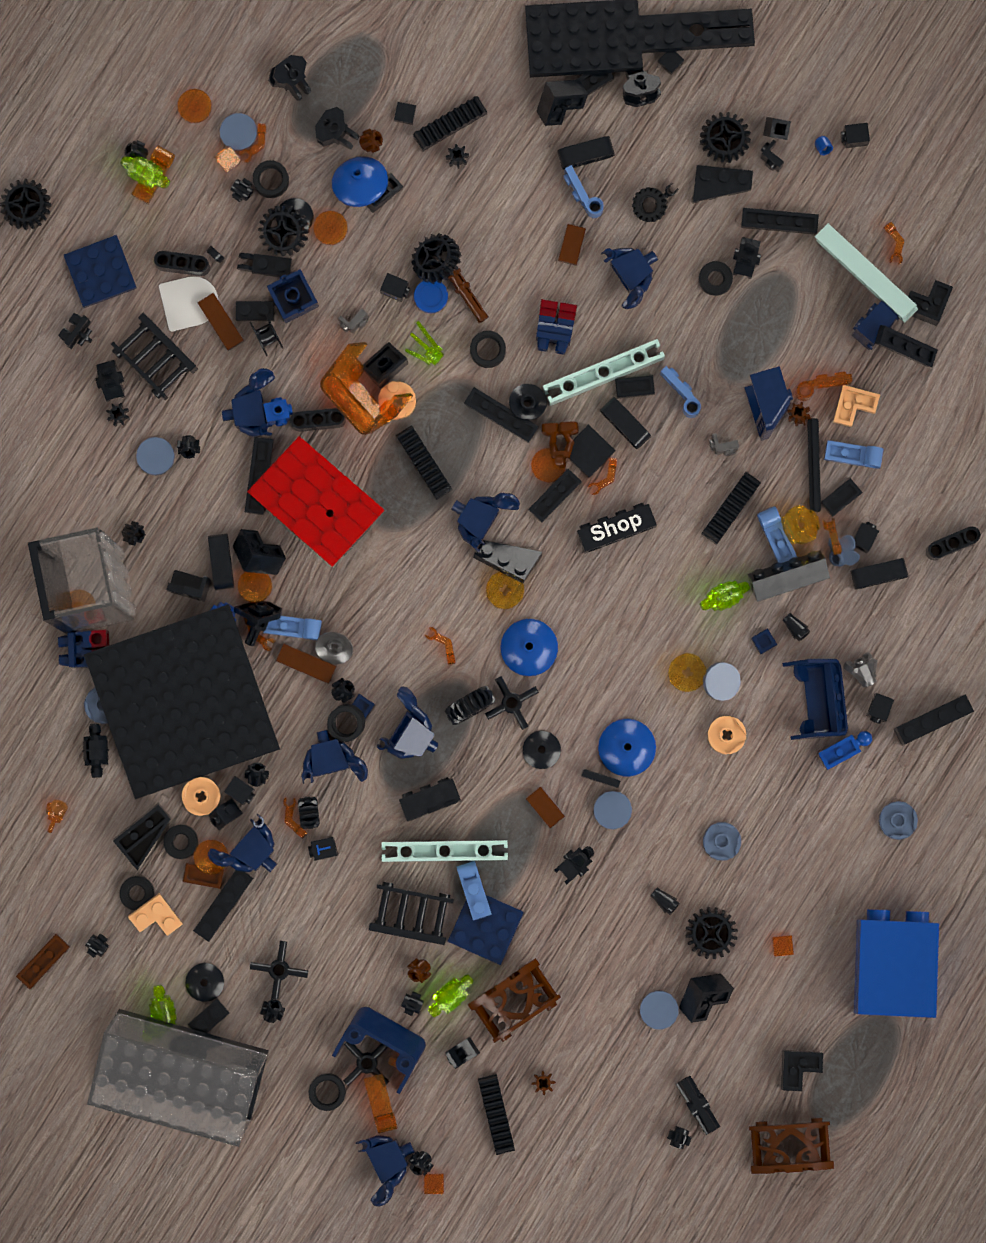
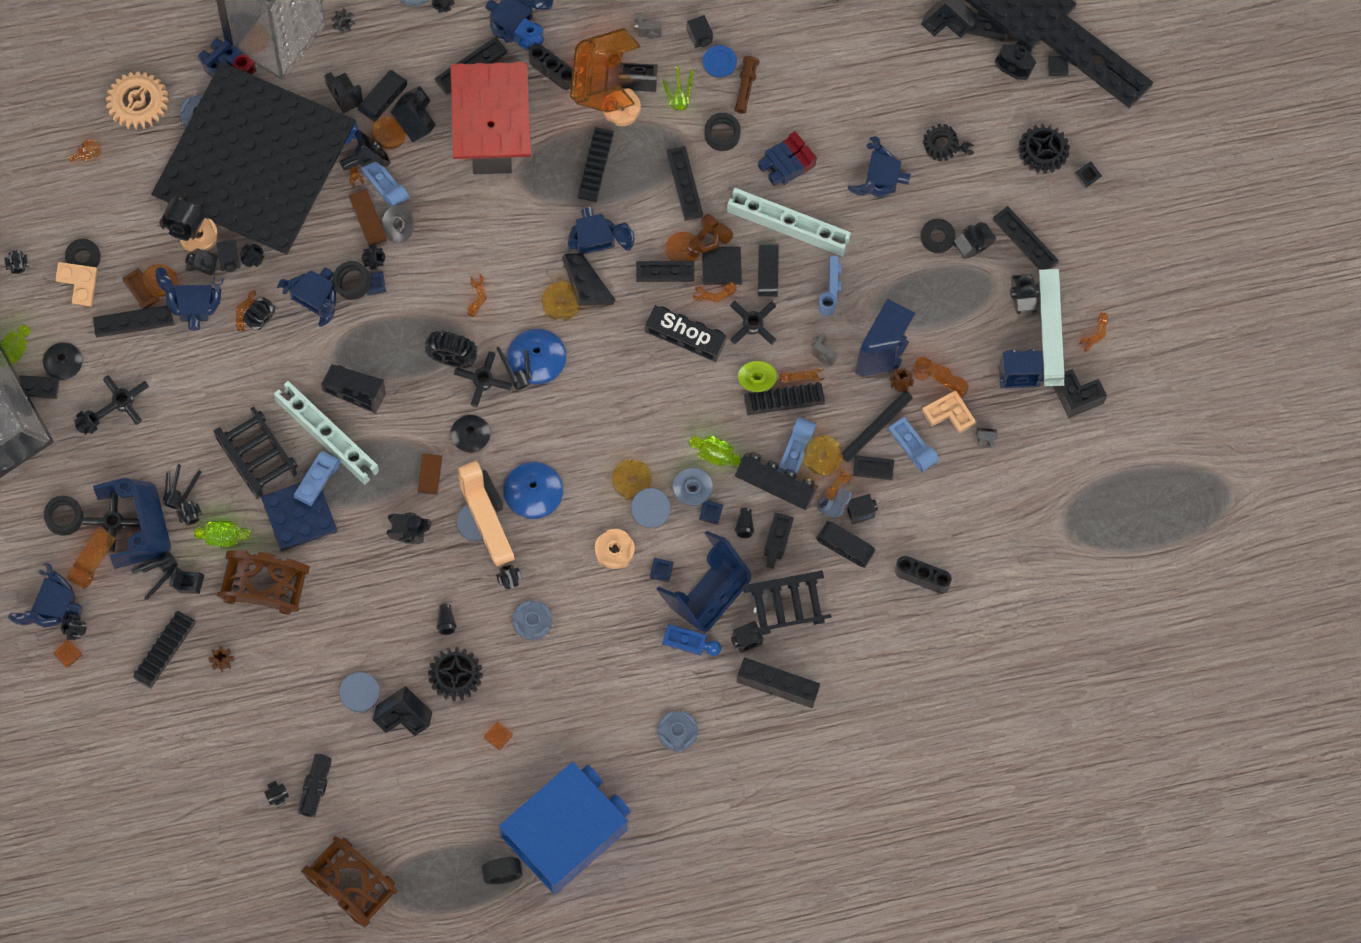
camera: 35 degrees right, 15 degrees down
(55, 759) = (137, 110): none -> light nougat gear
(95, 750) = (159, 134): black piece -> none
(142, 834) = (128, 219): black wedge -> none
(169, 838) = (146, 240): black tyre -> none
(184, 800) = (182, 219): none -> black brick
(323, 849) = (243, 349): black brick -> none
(390, 1003) = (173, 497): none -> black plant
(413, 732) = (392, 329): dark blue torso -> none
(419, 970) = (218, 495): reddish brown gear -> none
(428, 267) = (749, 37): black gear -> none
(434, 1054) = (165, 563): none -> black plant
(531, 394) = (717, 185): black dish -> none
(536, 678) = (518, 378): none -> black plant
(572, 244) = (857, 120): reddish brown tile -> none
(580, 195) = (897, 92): medium blue plate -> none
(586, 152) = (931, 68): black beam -> none
(622, 804) = (473, 489): none -> light nougat beam
(634, 387) = (801, 254): black tile -> none
(655, 481) = (753, 329): none -> black bar
(677, 828) = (509, 576): none -> black gear
(694, 504) = (757, 376): none -> lime dish
(718, 490) = (788, 377): none -> clear orange arm
(719, 182) = (1009, 175): black wing -> none
(742, 630) = (692, 478): none -> sand blue dish
(771, 160) = (1062, 194): black bracket -> none
(772, 717) = (661, 570): none -> dark blue tile
(794, 1065) = (416, 823): black panel -> none
(819, 264) = (1024, 293): none -> black hinge
(821, 143) = (1113, 216): blue piece -> none
(829, 615) = (777, 538): none -> black hinge
(855, 135) = (1142, 233): black brick -> none
(869, 657) = (775, 587): none -> black fence
(885, 1038) = (502, 870): none -> black tyre
(895, 396) = (986, 434): none -> tile
(906, 346) = (1028, 402): black plate -> none

